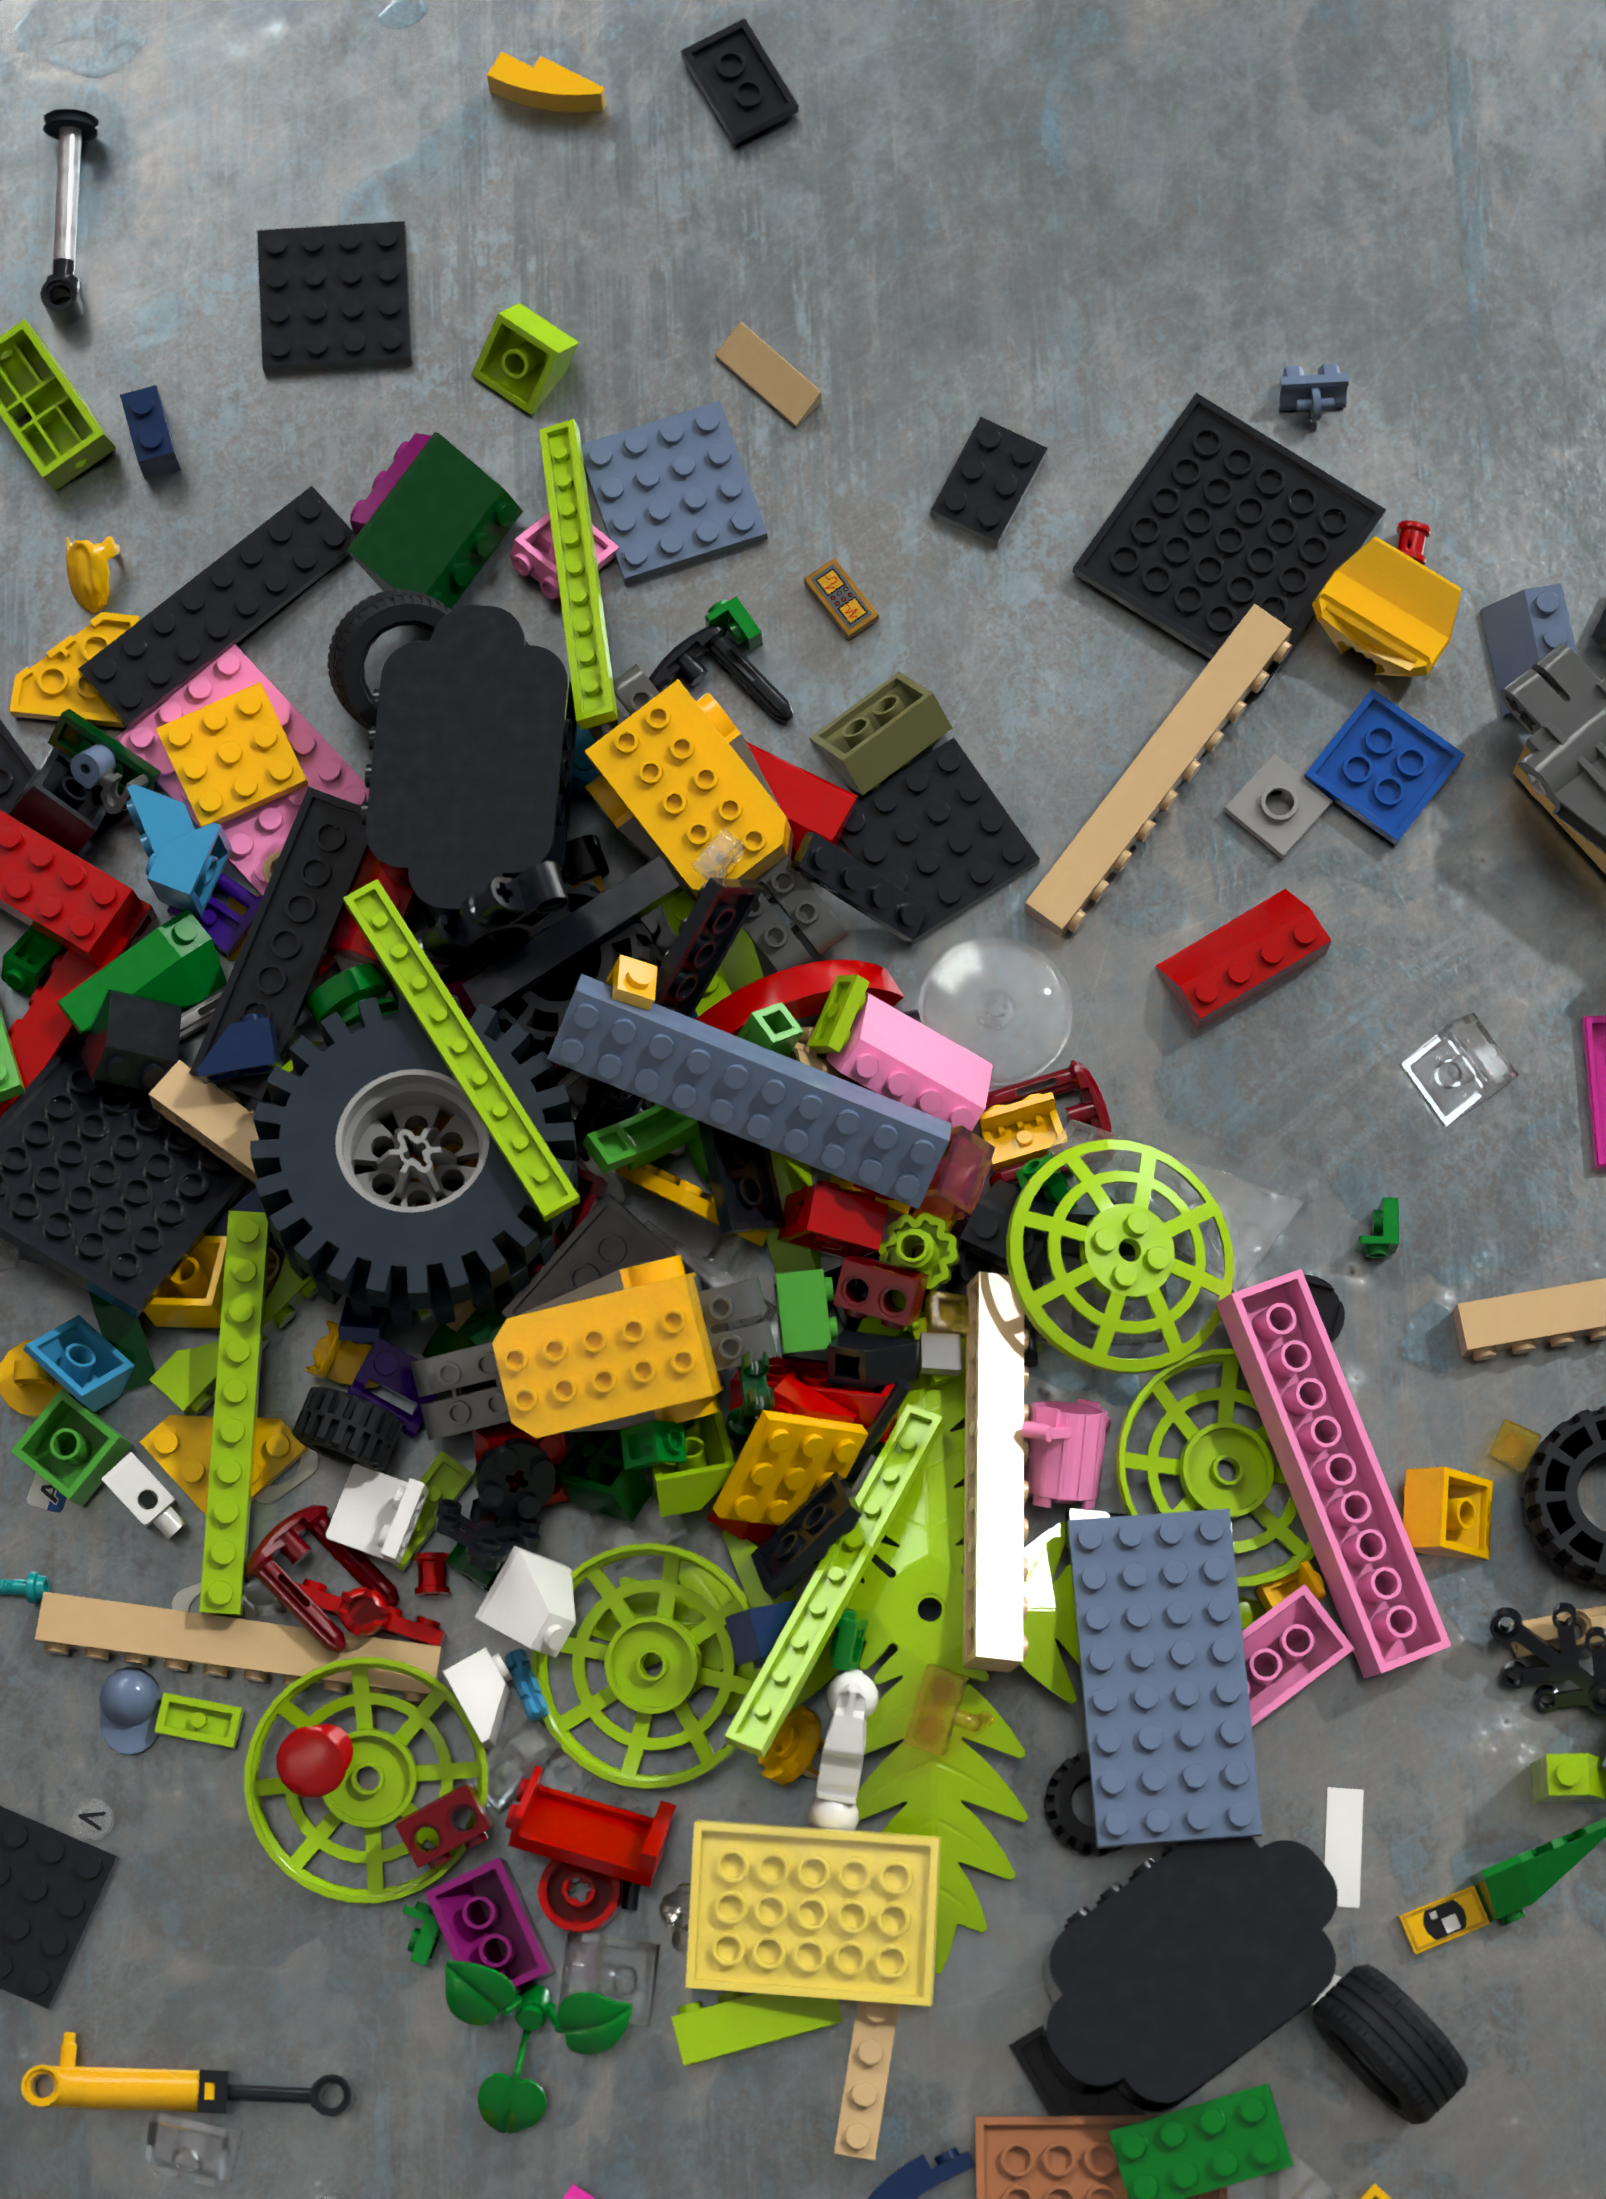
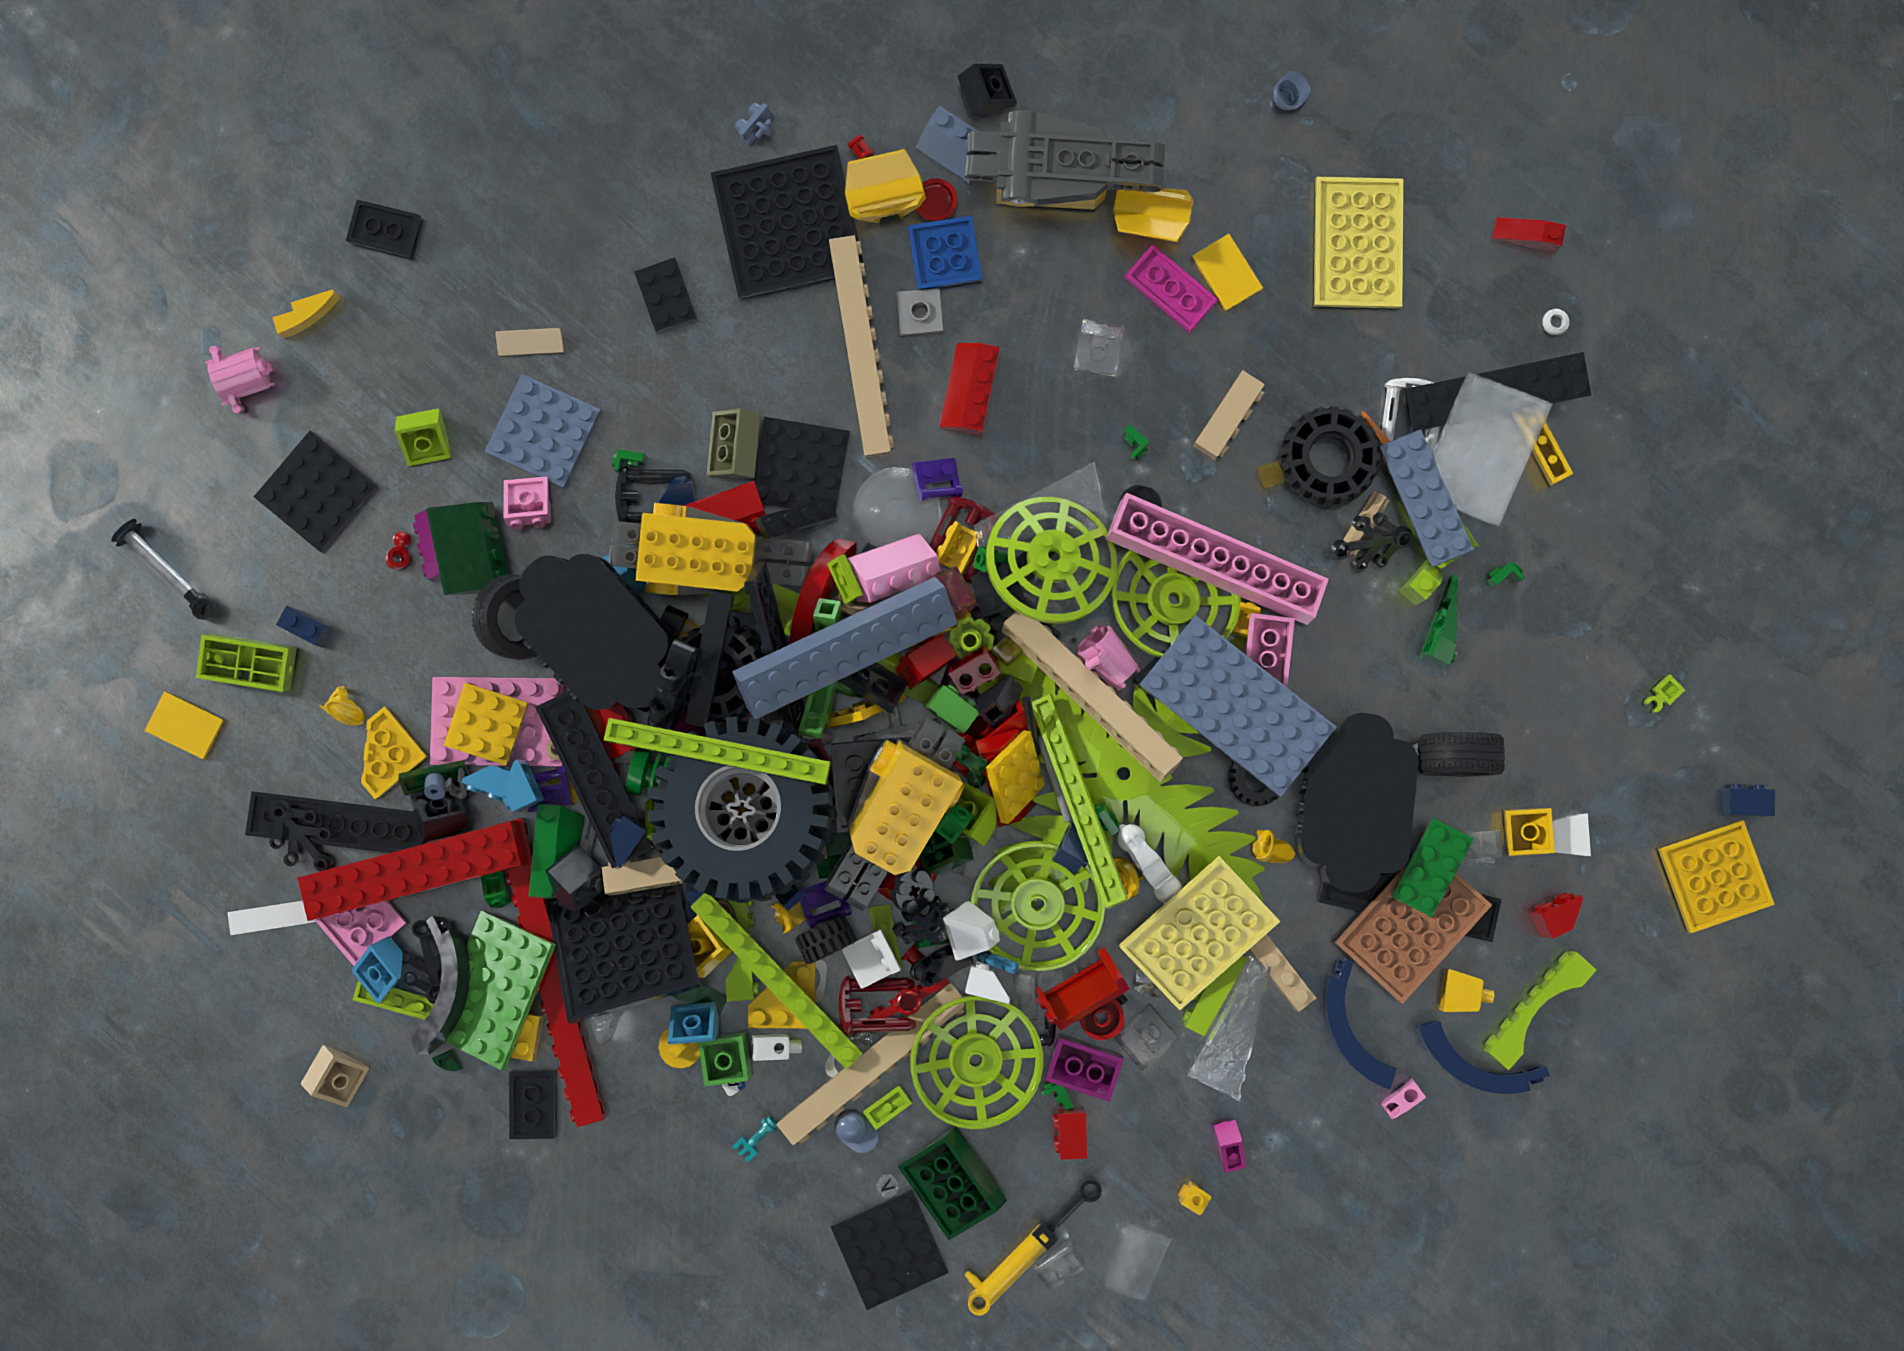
camera: 45 degrees left, 10 degrees up
(174, 1901) = (952, 1183): none -> dark green slope
(218, 607) = (412, 668): black plate -> none
(314, 1759) = (951, 1076): red piece -> none
(369, 450) = (401, 541): none -> red plate
(384, 1995) = (1071, 1133): none -> red brick
(390, 77) = (238, 375): none -> bright pink container
(439, 1817) = (1020, 1047): dark red brick -> none
(449, 1611) = (938, 966): none -> black piece
(494, 1848) = (1049, 1036): none -> black arm
(578, 575) = (547, 507): lime plate -> none
(587, 2018) = (1110, 1098): green plant -> none
(633, 982) = (757, 653): yellow bracket -> none
(707, 2093) = (1230, 1038): none -> clear wing
(719, 856) = (736, 568): clear piece -> none
(757, 721) = (678, 492): none -> dark blue slope
(806, 1536) = (1048, 795): black plate -> none
(841, 598) = (658, 405): tile -> none
(938, 1711) = (1168, 808): clear yellow plate -> none
(940, 1354) = (1021, 669): light grey tile -> none
(1020, 1915) = (1271, 849): none -> yellow piece
(1091, 1013) = (936, 472): none -> dark purple plate
(1344, 1842) = (1361, 693): white sticker -> none
(1443, 697) = (939, 201): none -> red piece
(1443, 1920) = (1427, 684): tile -> none
(1448, 1512) = (1272, 527): yellow slope -> none

